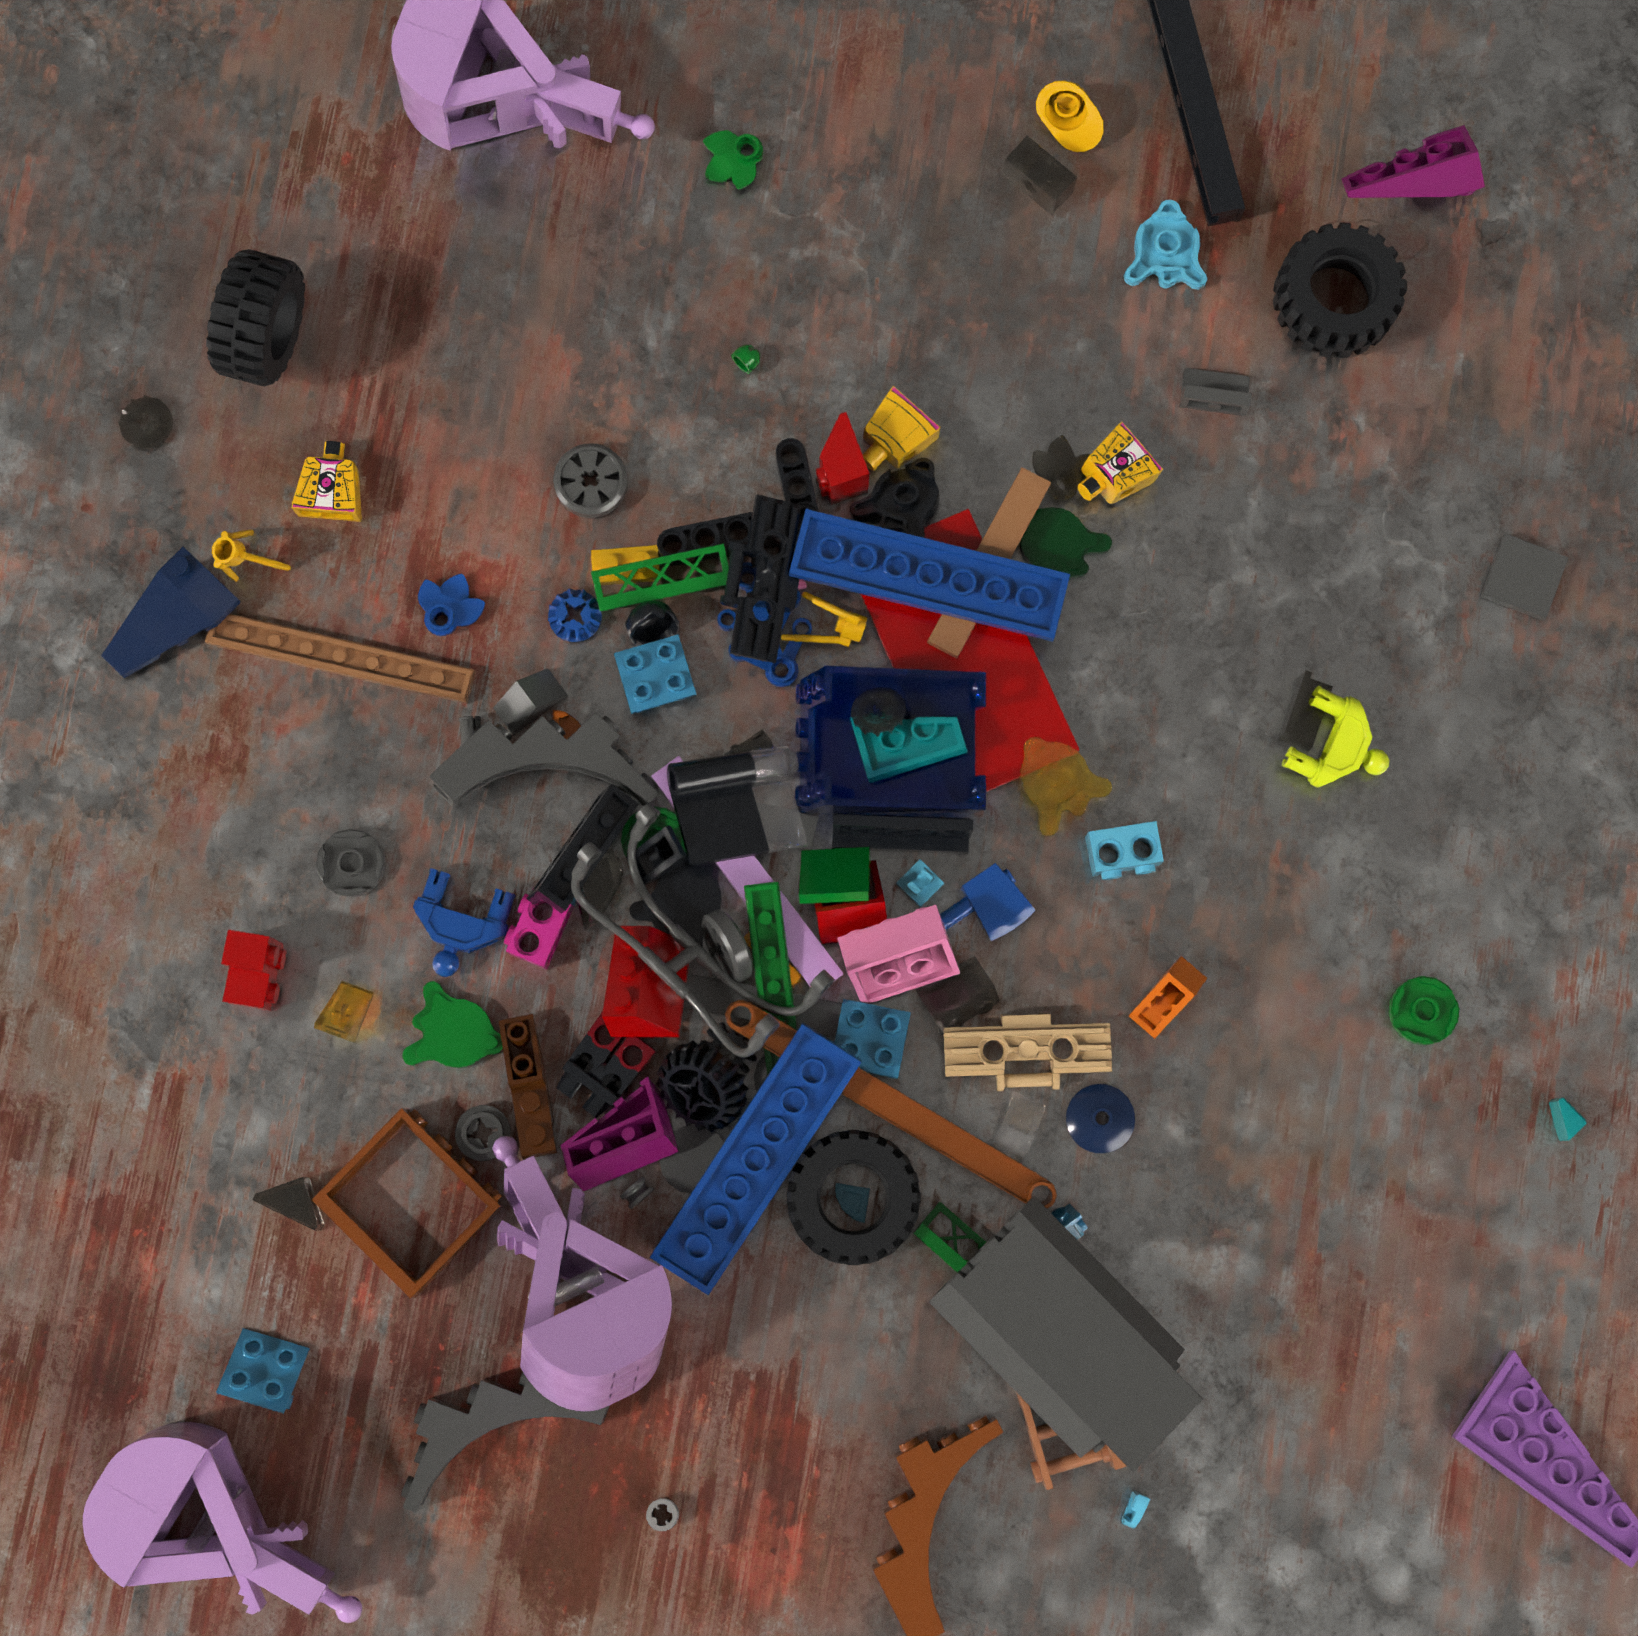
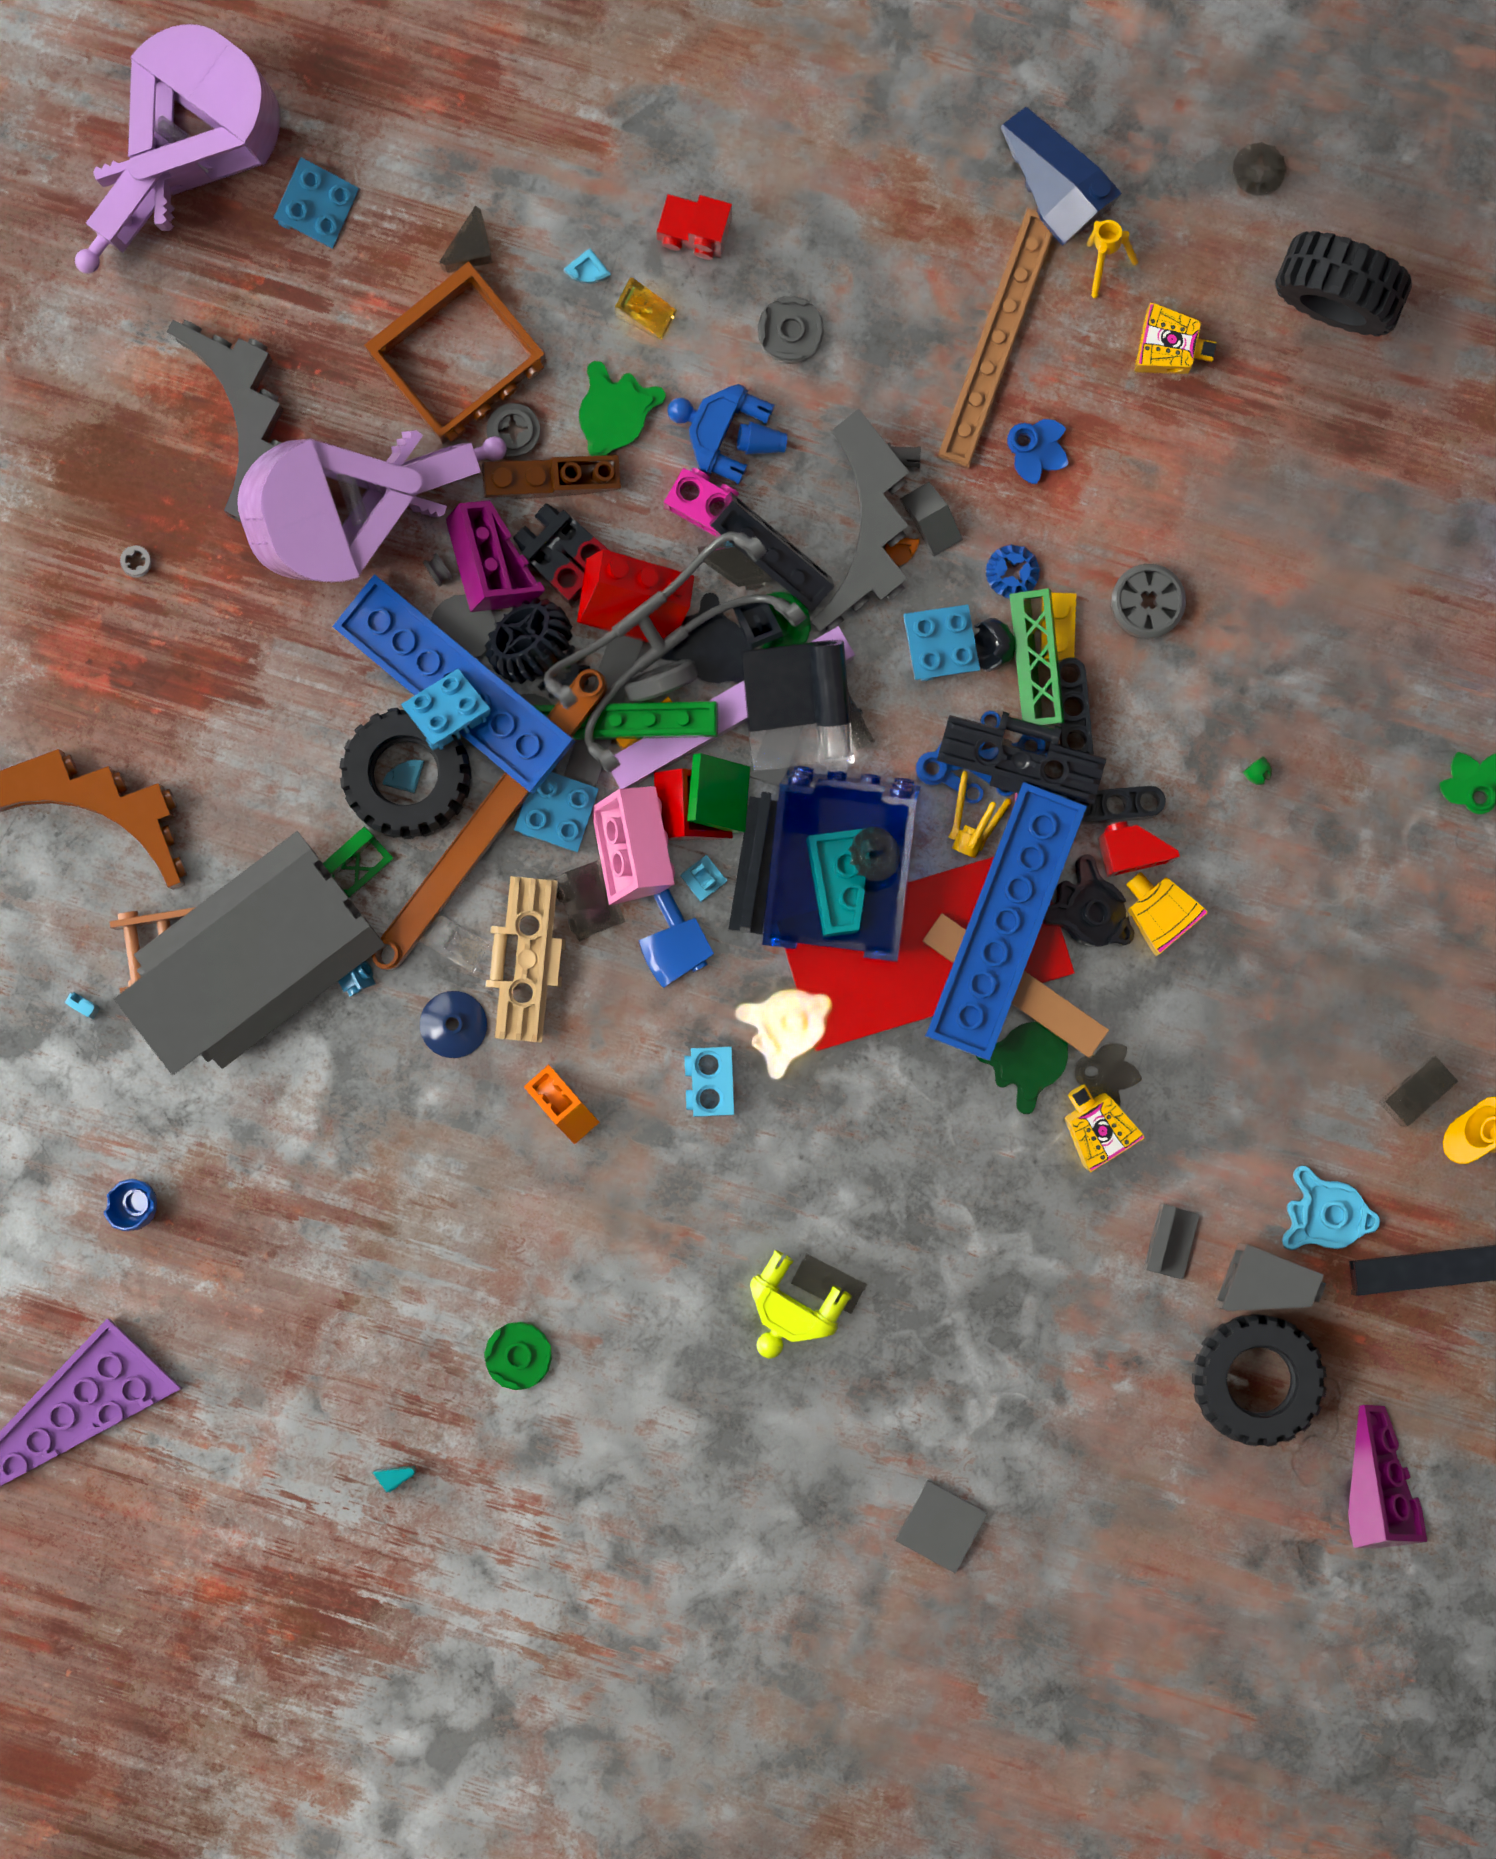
camera: 95 degrees right, 5 degrees up
(307, 1077) = (587, 269): none -> medium azure tile
(467, 879) = (760, 439): none -> blue cone
(785, 1159) = (446, 709): none -> dark azure hinge
(1247, 293) = (1267, 1282): none -> dark grey slope
(1335, 1428) = (131, 1205): none -> blue hair

